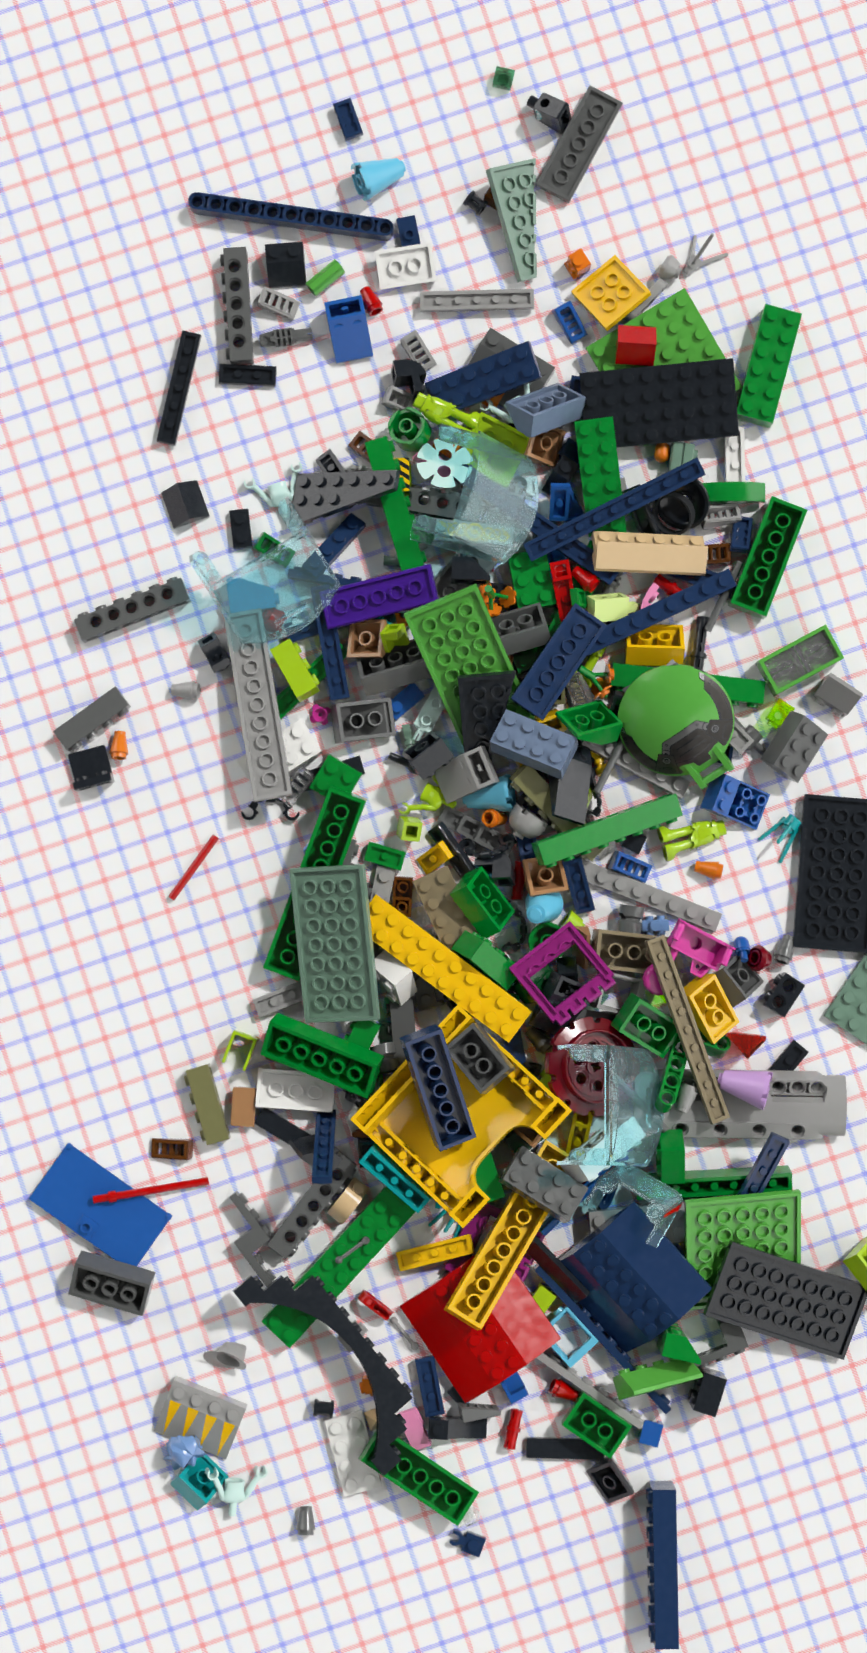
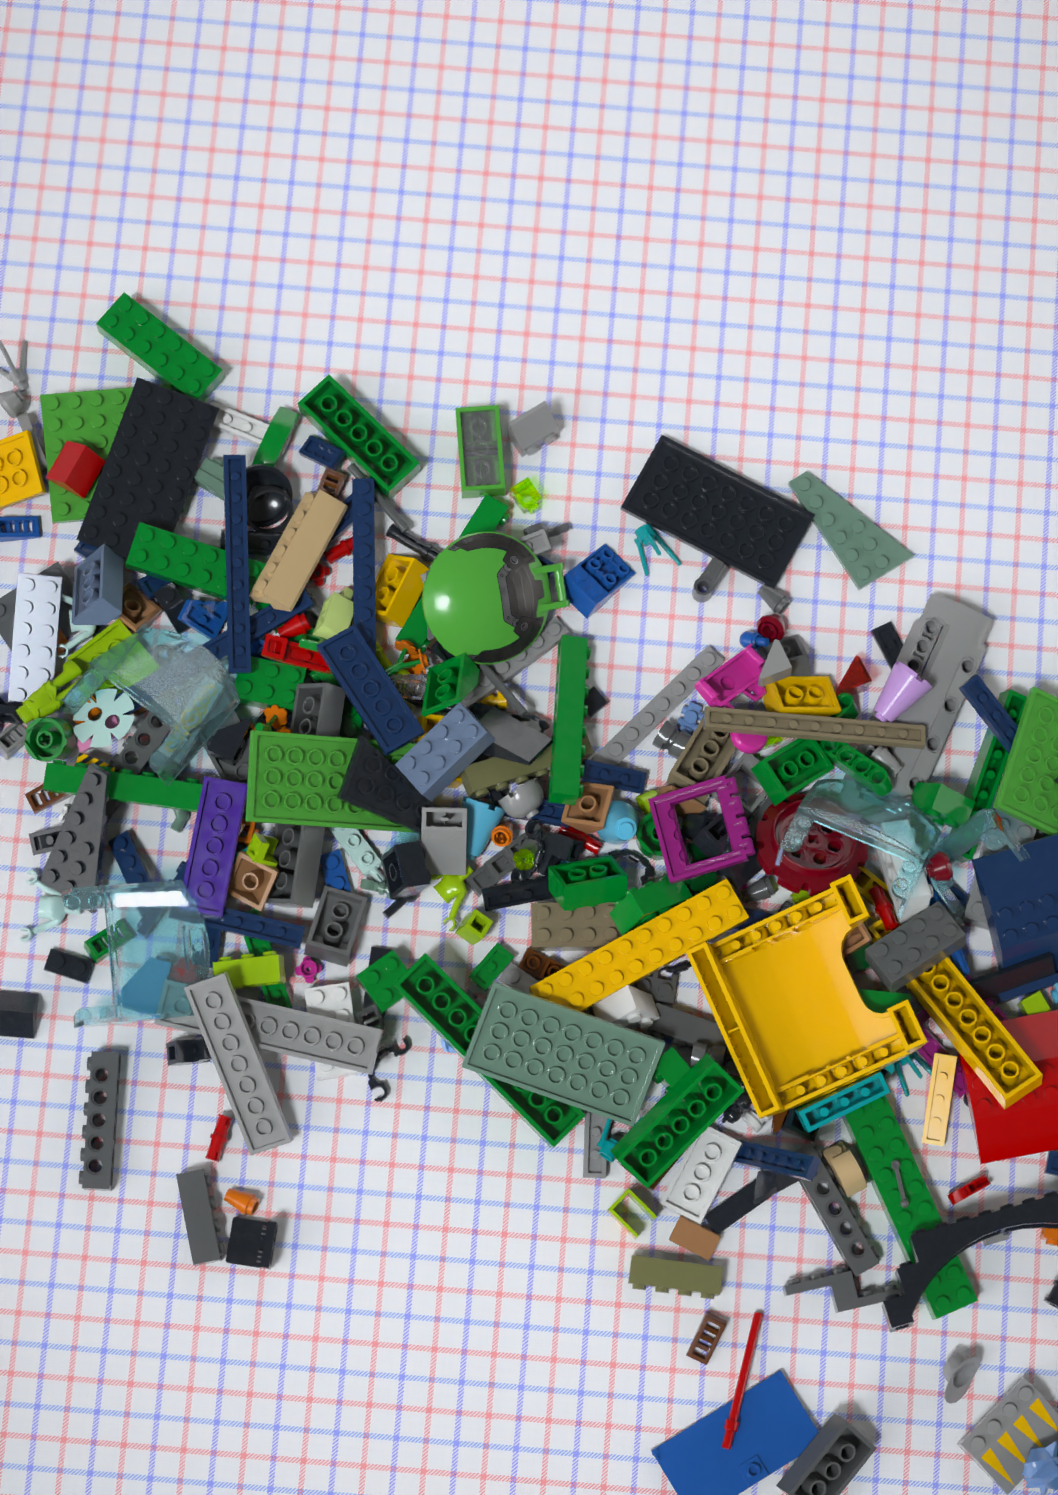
camera: 70 degrees left, 10 degrees down
(159, 705) = (218, 1138): none -> red pin
(186, 690) = (215, 1101): light grey cone -> none
(193, 867) = (410, 1178): red bar -> none
(219, 694) = (238, 1063): none -> light grey plate
(283, 1009) = (606, 1146): none -> teal plant
(414, 1345) = (1029, 1168): light grey hinge -> none
(434, 857) = (516, 914): yellow slope -> none
(437, 1087) = (765, 1007): dark blue brick -> none
(474, 843) = (529, 859): none -> clear neon green plate
(479, 1058) = (753, 952): dark grey brick -> none
(566, 1145) = (883, 908): none -> red pin
(613, 1178) = (939, 867): none -> dark red cone
(615, 860) = (606, 727): blue slope -> none
(636, 580) = (323, 572): none -> red plate
(650, 595) = (342, 572): bright pink slope -> none
(662, 452) = (198, 495): orange cylinder -> none
(699, 834) = (615, 632): lime piece -> none
(710, 869) = (656, 636): orange cone -> none
(720, 521) = (296, 476): light grey slope -> none
(724, 976) = (776, 665): none -> light grey slope
(777, 891) = (709, 579): none -> dark grey piece
(787, 997) = (825, 617): black brick -> none
(794, 746) = (567, 495): dark grey brick -> none

